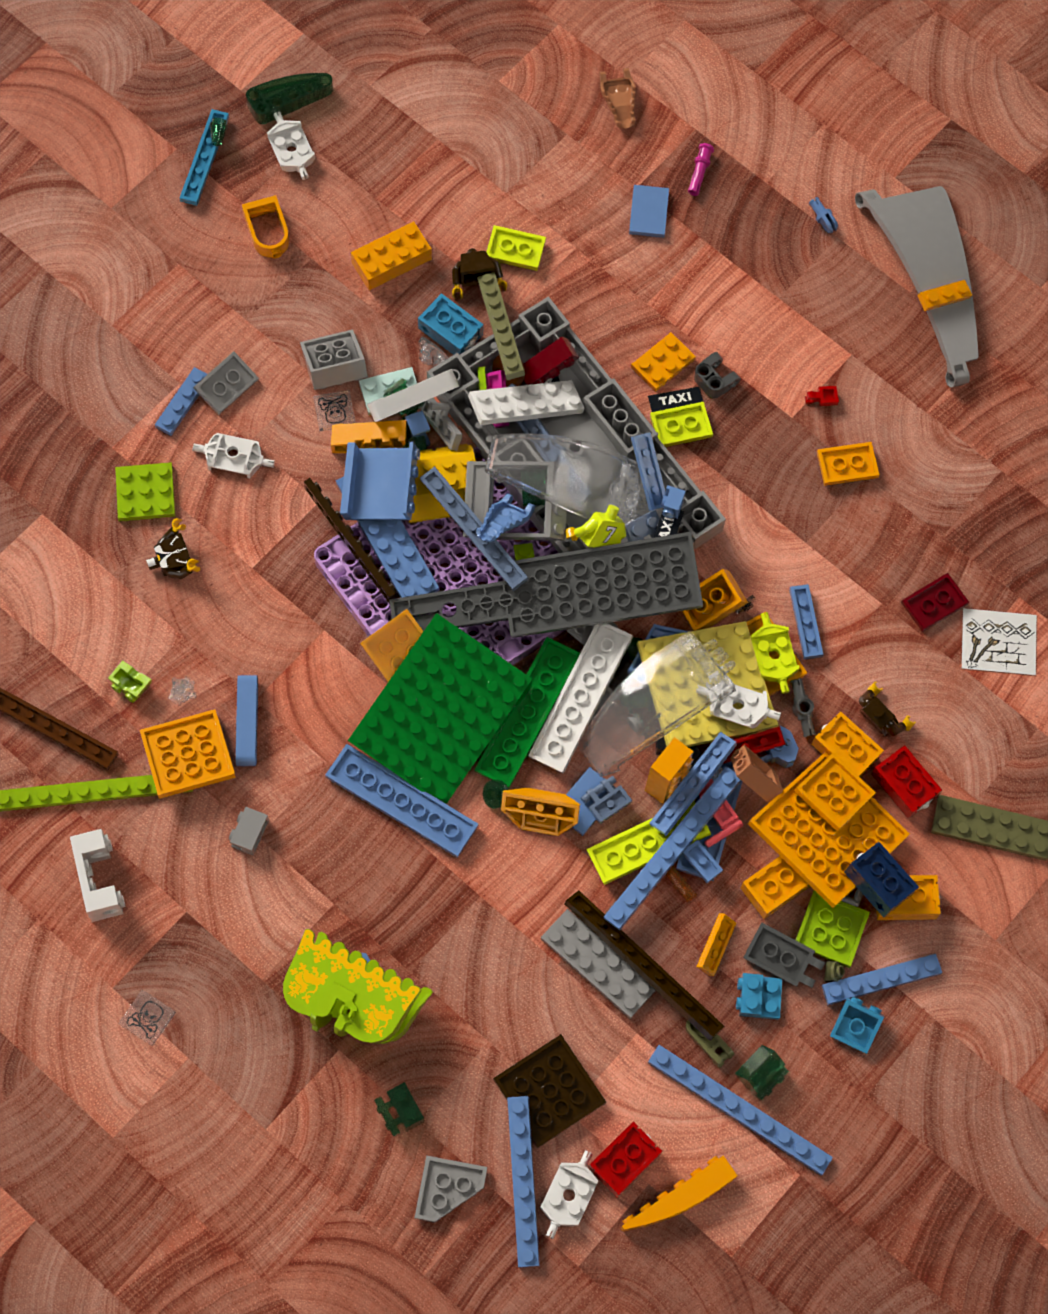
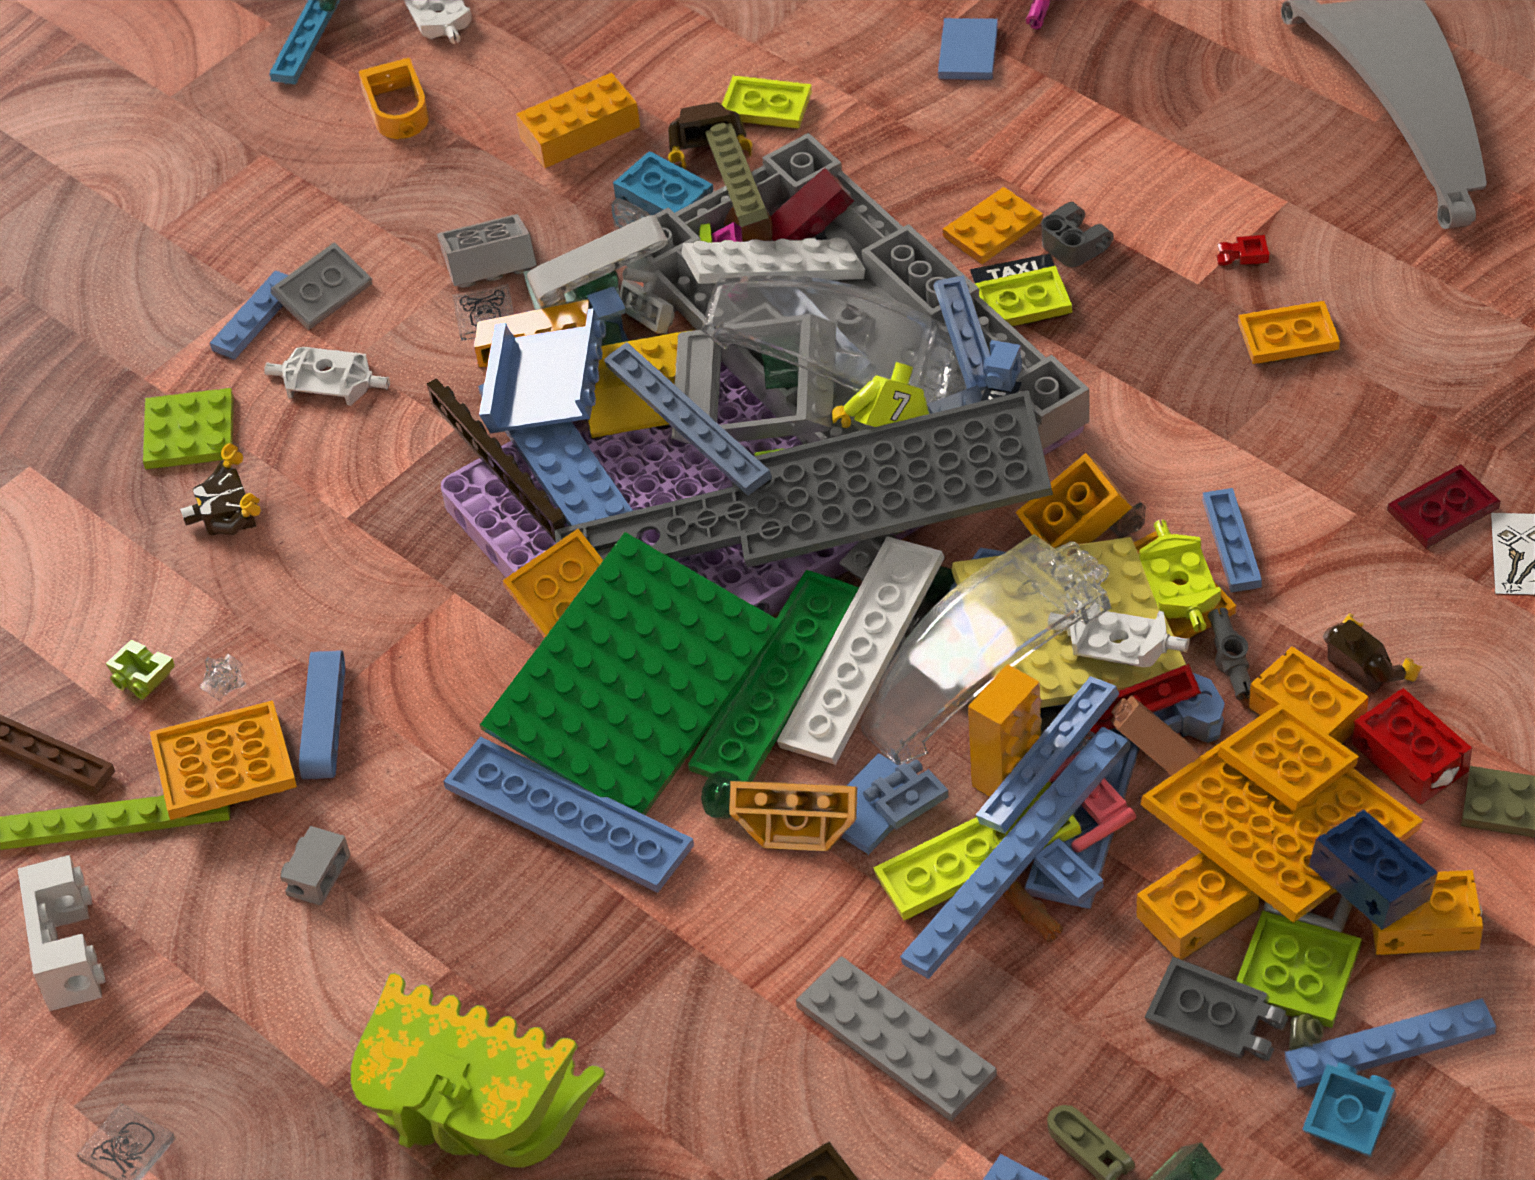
camera: 10 degrees right, 20 degrees down
(502, 518) = (733, 399): medium blue animal -> none
(645, 966) = (975, 1032): dark brown plate -> none
(716, 944) = (1097, 998): light orange plate -> none
(759, 996) = (1175, 1075): dark azure plate -> none
(824, 216) = (1234, 35): medium blue arm -> none
(944, 295) = (1424, 102): light orange plate -> none

